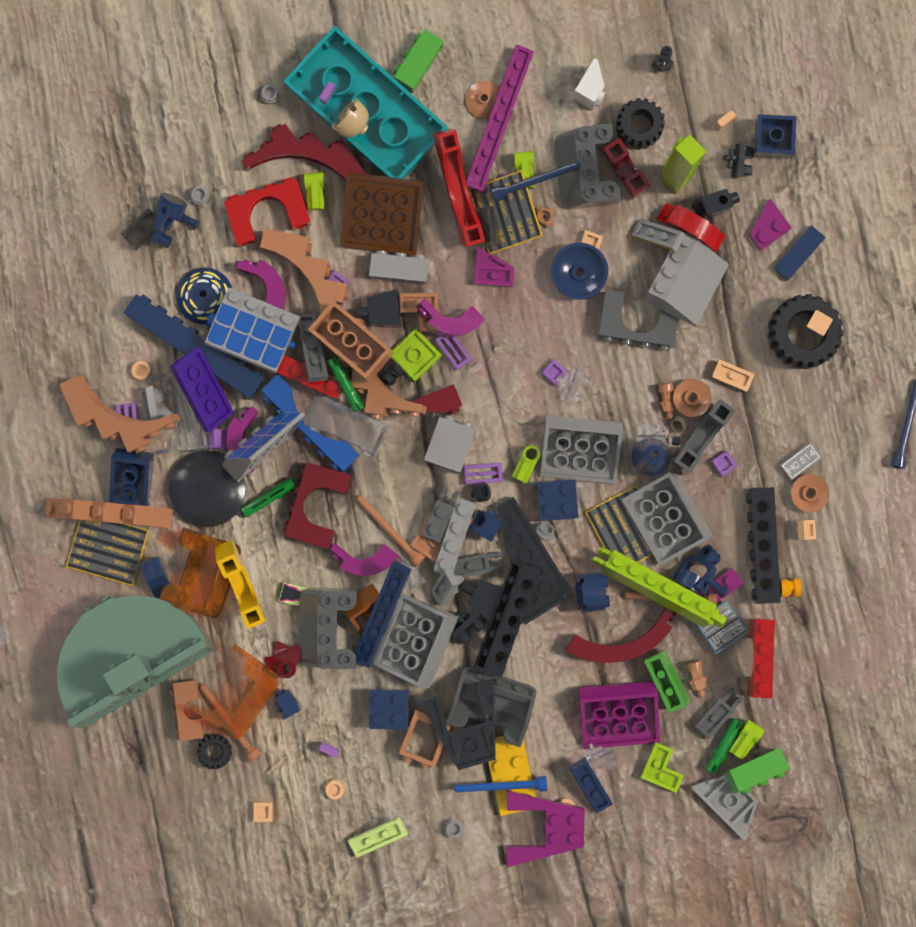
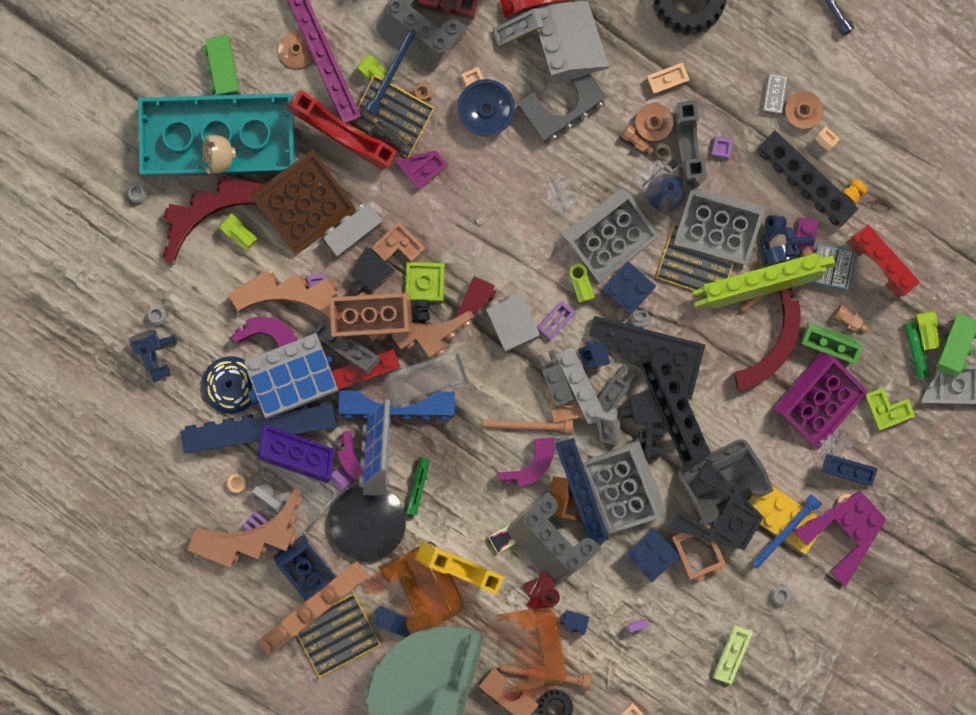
camera: 40 degrees left, 0 degrees up
(140, 230) = (138, 381): clear smoke hinge -> none
(240, 208) = (219, 253): red arch -> none
(313, 478) = (437, 441): dark red arch -> none
(327, 93) = (180, 151): medium lavender tile -> none
(334, 789) = (668, 650): light nougat tile -> none
(345, 384) = (396, 350): green pin -> none
(449, 327) = (426, 241): magenta arch -> none
(462, 363) = (450, 244): medium lavender tile -> none
(481, 492) = (568, 335): black tile -> none
(554, 371) = (536, 198): medium lavender tile -> none
(592, 592) = (717, 330): dark blue brick -> none
(717, 715) = (890, 332): dark grey hinge -> none

